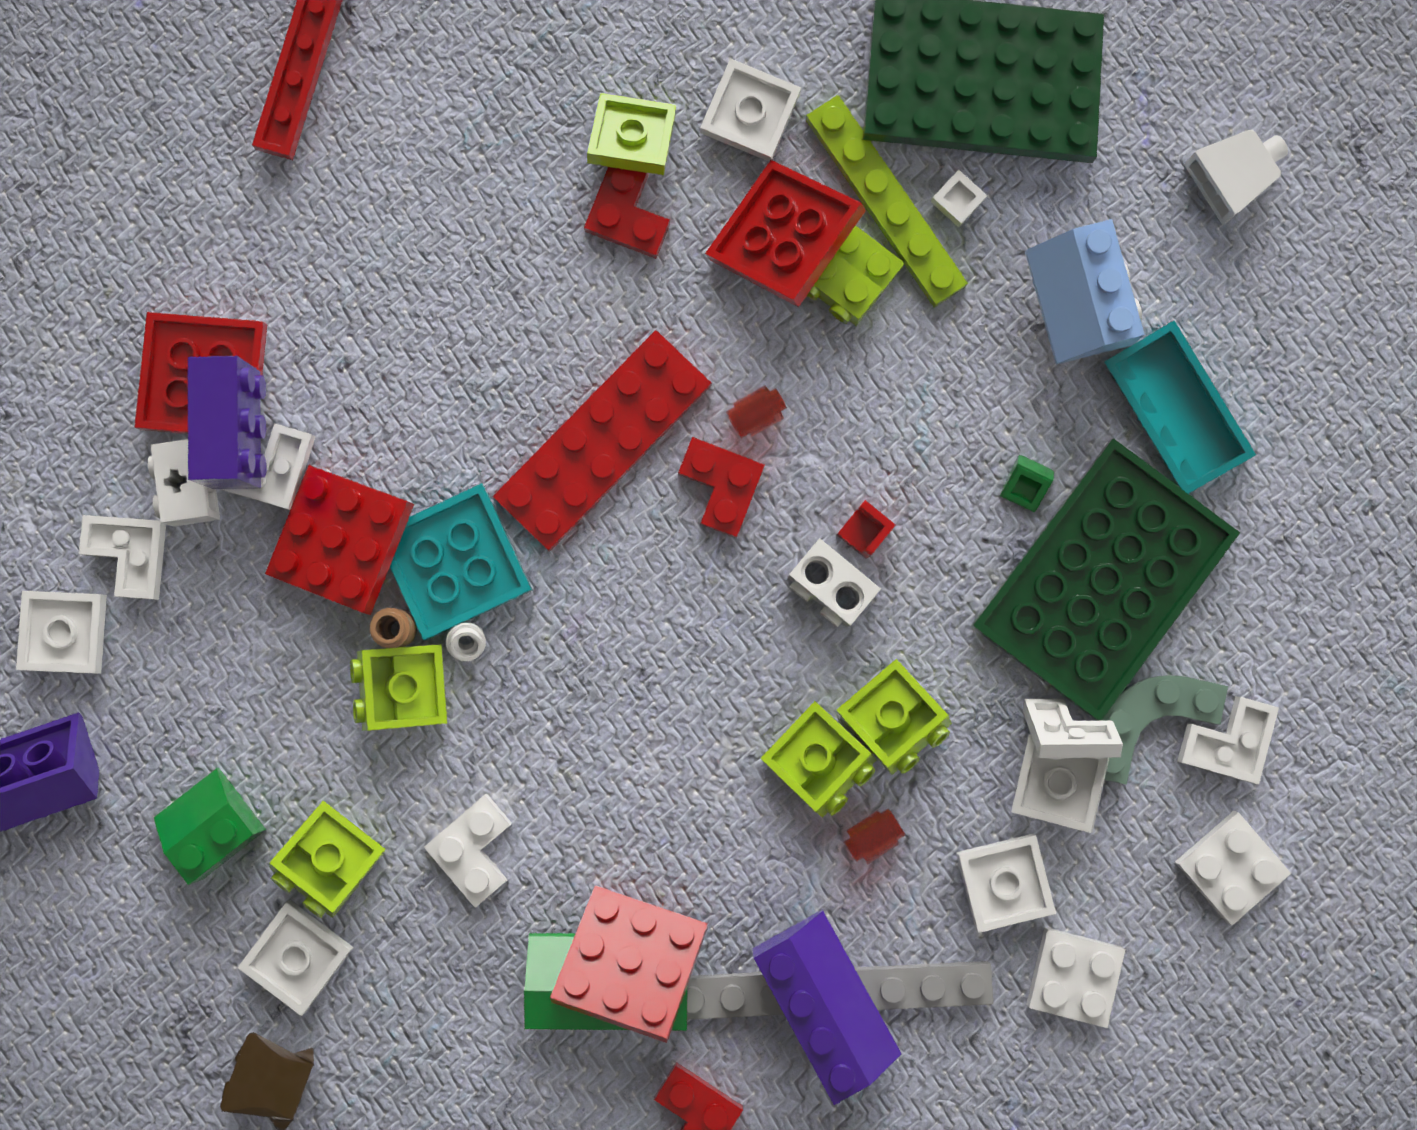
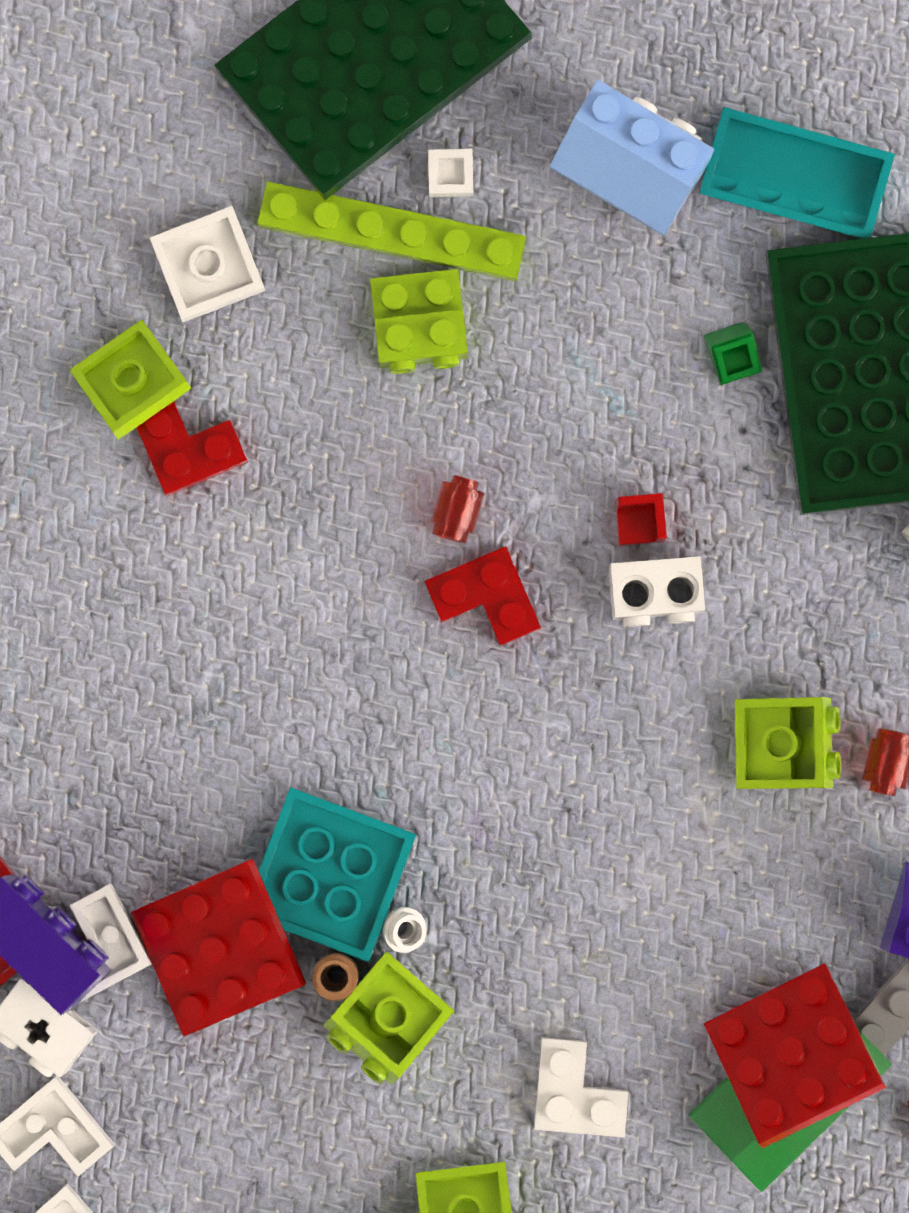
camera: 45 degrees left, 0 degrees up
(602, 440) = (352, 655): red plate -> none
(785, 232) = (338, 340): red plate -> none
(896, 718) = (813, 649): lime plate -> none

